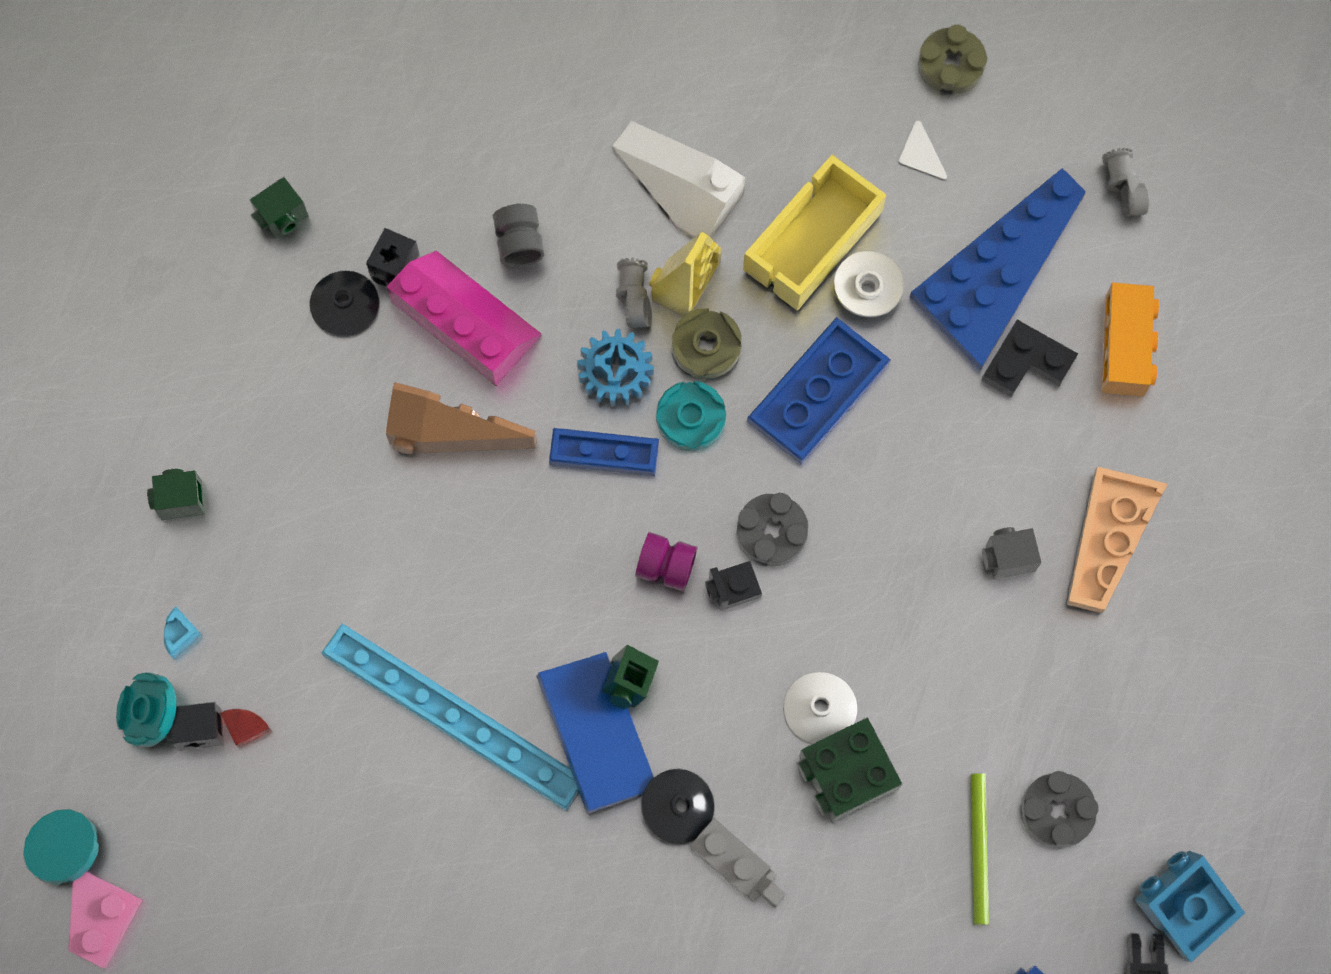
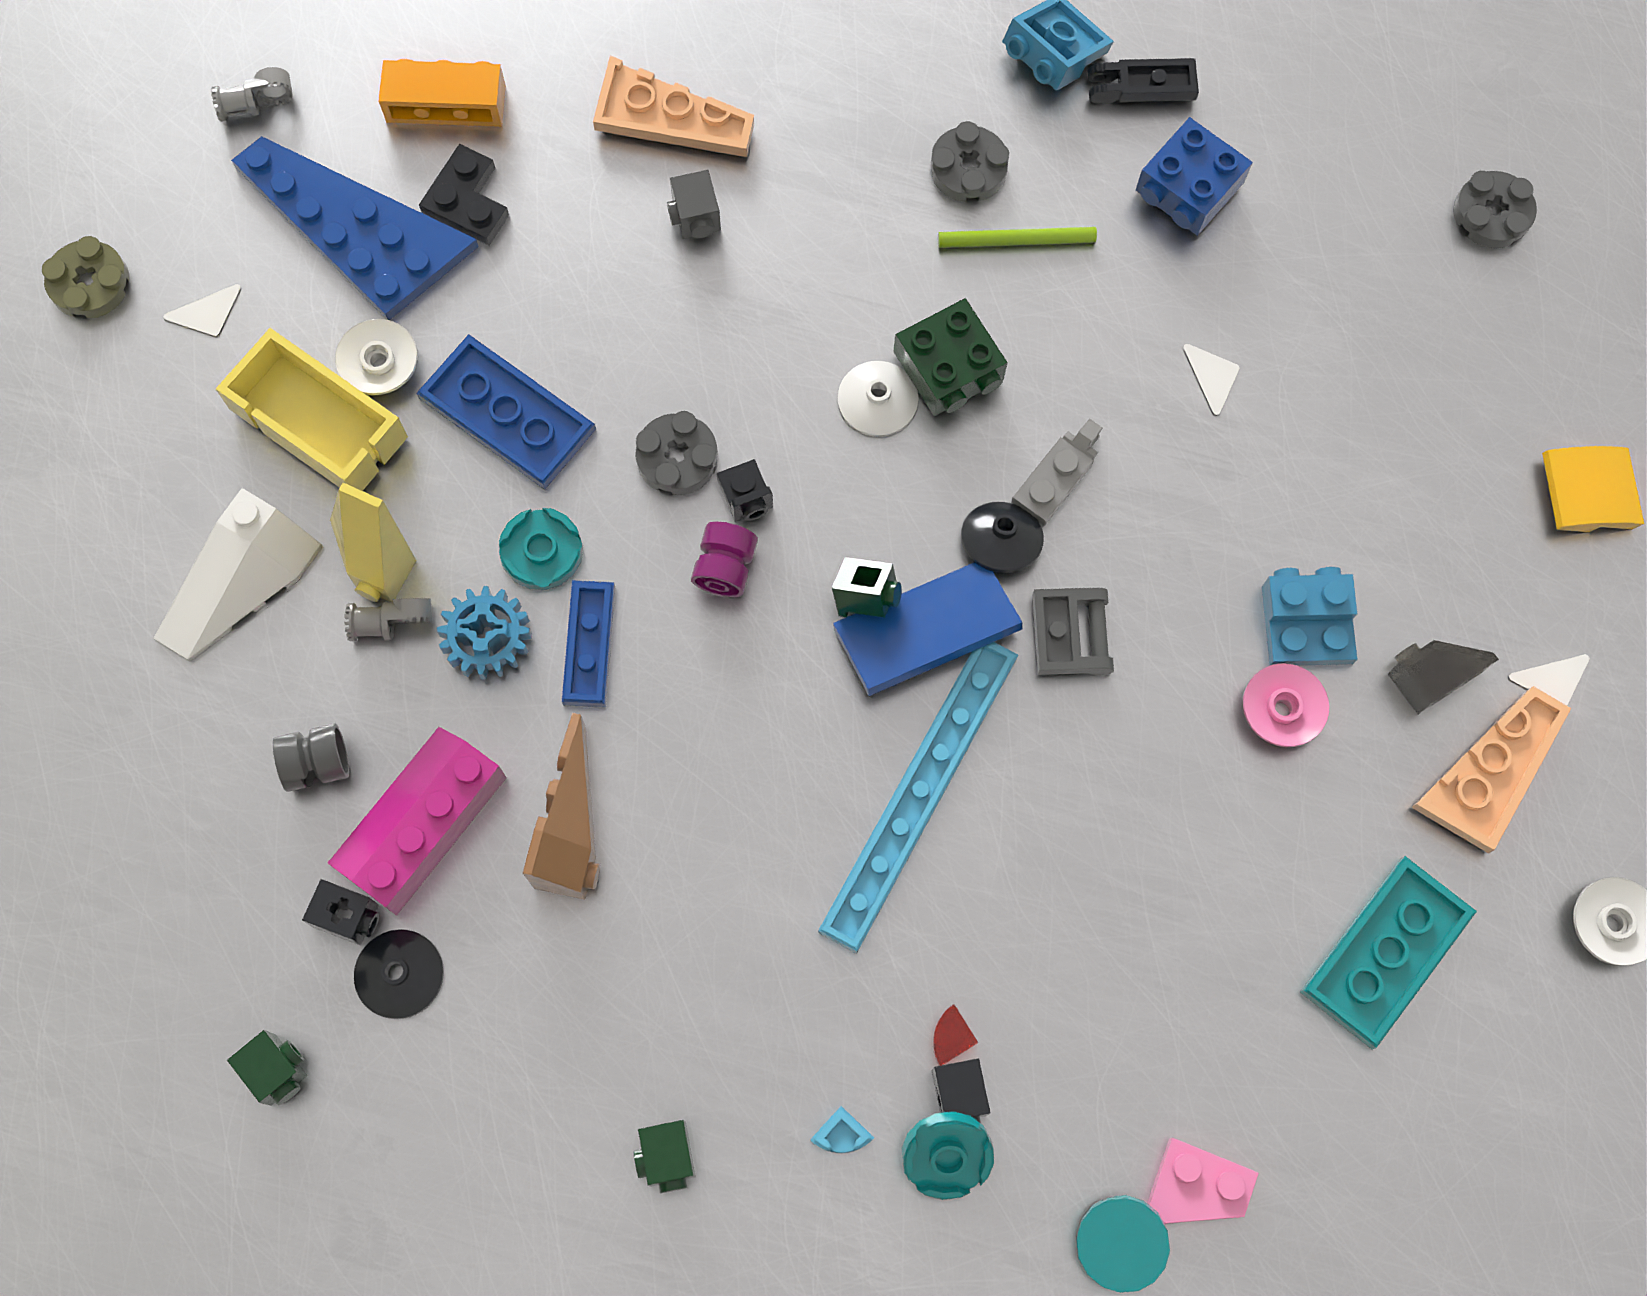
camera: 95 degrees left, 0 degrees up
(584, 847) = (1059, 635): none -> dark grey plate
(704, 363) = (449, 556): olive plate -> none

